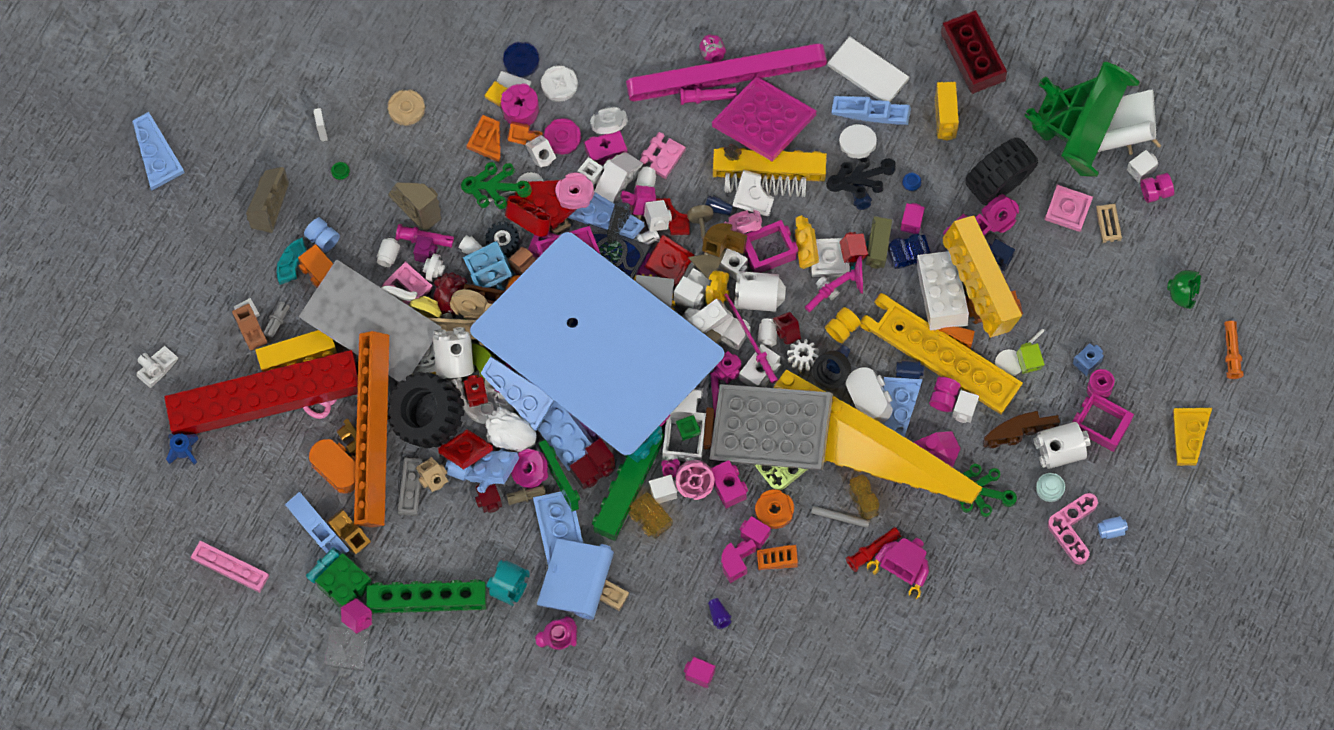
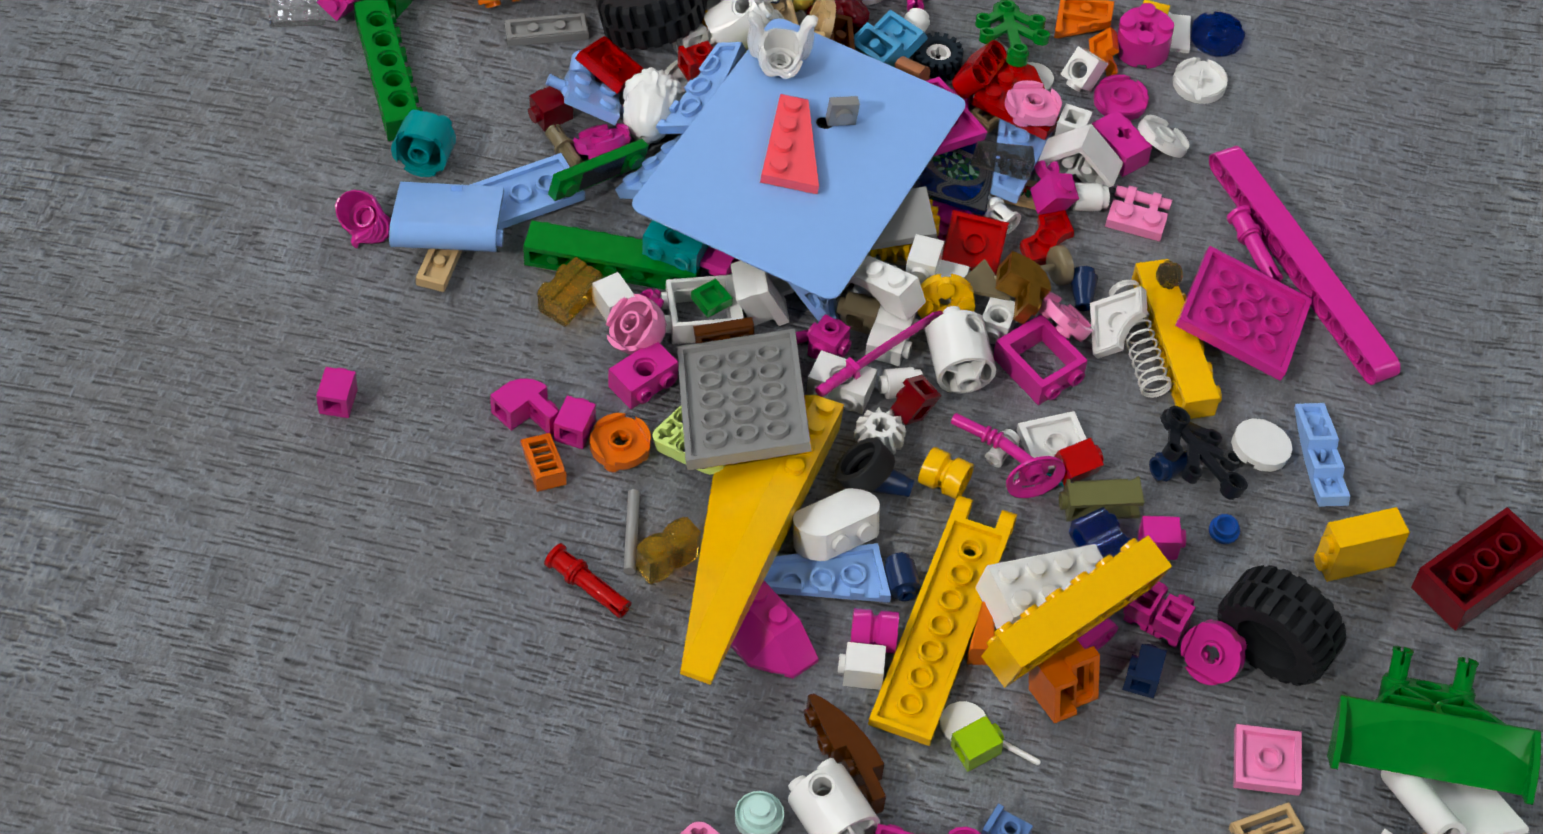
camera: 70 degrees right, 15 degrees down
(432, 474) = (563, 38): tan brick -> none
(511, 330) = (779, 49): none -> white hair
(573, 308) = (842, 111): none -> light grey plate
(594, 465) = (615, 209): dark red brick -> none
(598, 348) = (791, 150): none -> coral wing
(657, 215) = (1034, 208): white brick -> none
(712, 48) = (1331, 236): dark pink head -> none
(719, 614) = (434, 401): dark purple cone -> none
(806, 243) = (1068, 404): yellow hinge -> none
(868, 70) = (1386, 441): white tile -> none
(905, 561) = (572, 624): dark pink torso -> none
(987, 492) = (726, 708): green plant -> none

